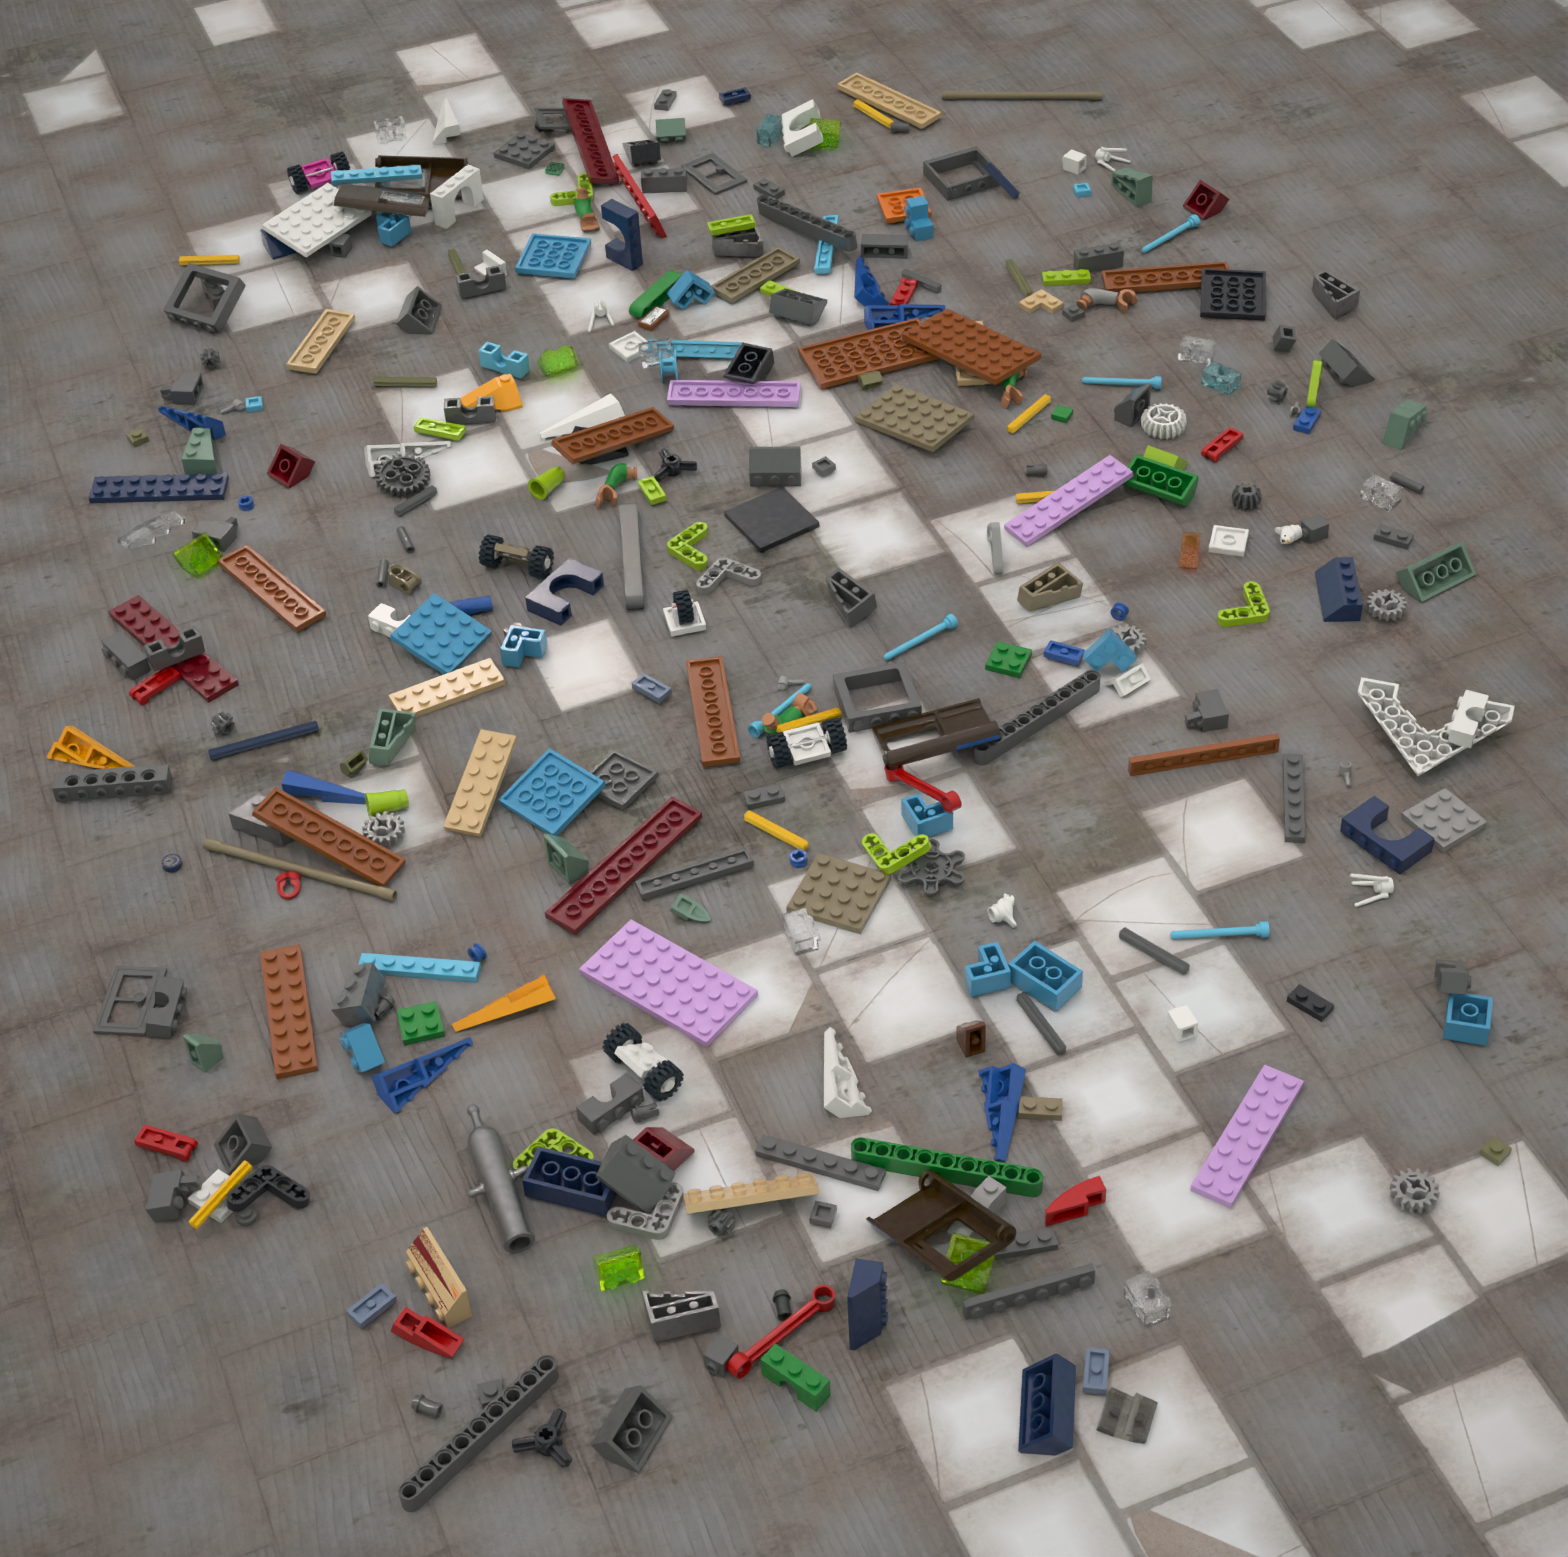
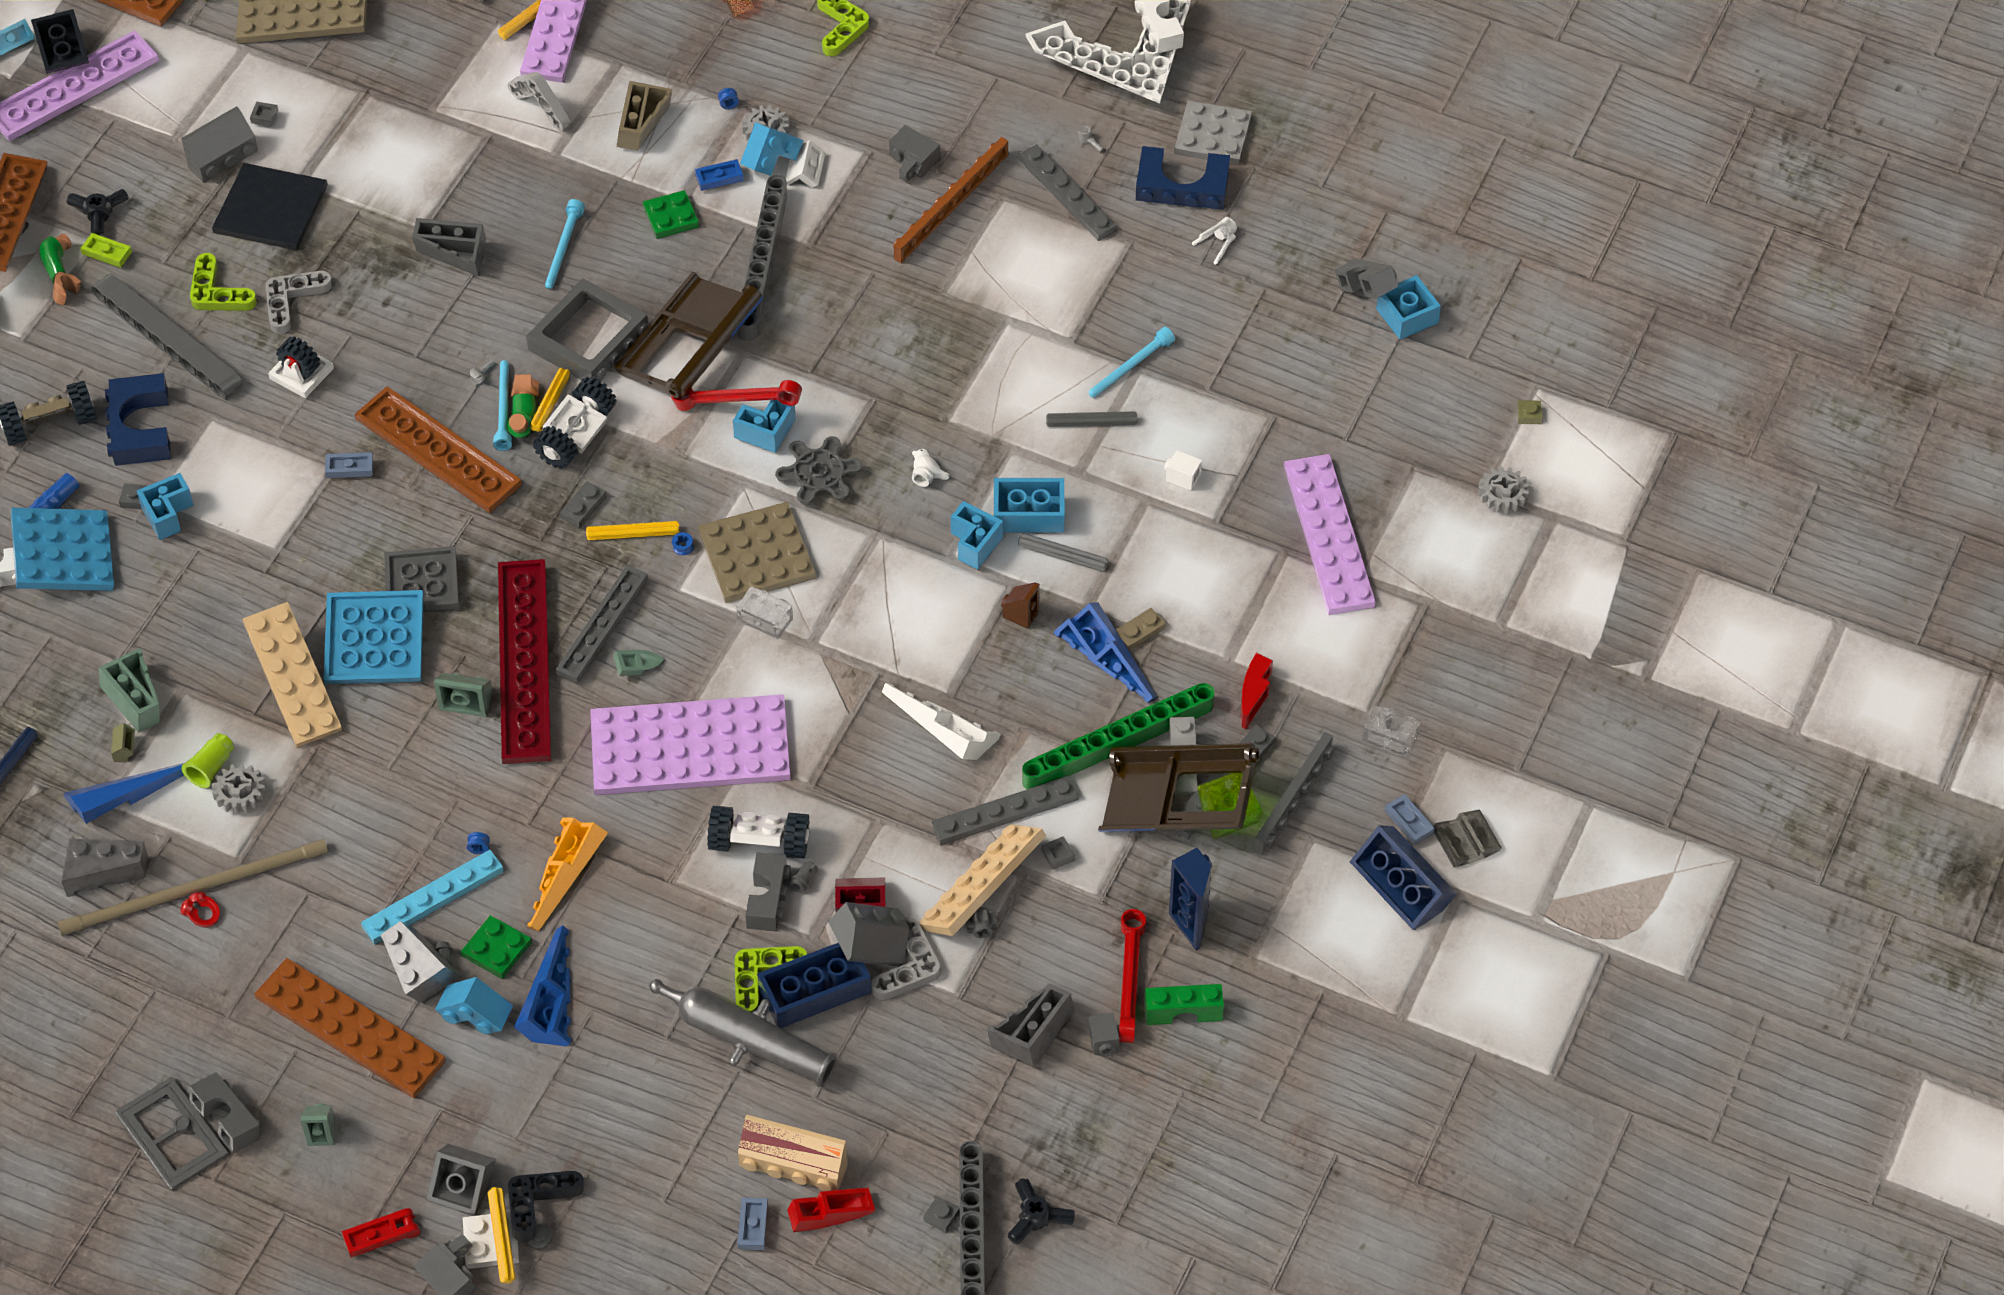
camera: 45 degrees left, 10 degrees up
(171, 862) = (46, 973): tile -> none
(328, 837) = (200, 833): dark orange plate -> none
(427, 1406) = (899, 1267): dark grey pin -> none
(448, 688) = (129, 603): tan plate -> none
(618, 1267) = (936, 1025): clear neon green slope -> none
(631, 1429) = (1094, 1149): dark grey slope -> none
(782, 1299) = (1105, 953): pearl dark grey pin -> none
(889, 857) = (772, 486): lime beam -> none
(1310, 1003) = (1265, 379): black plate -> none

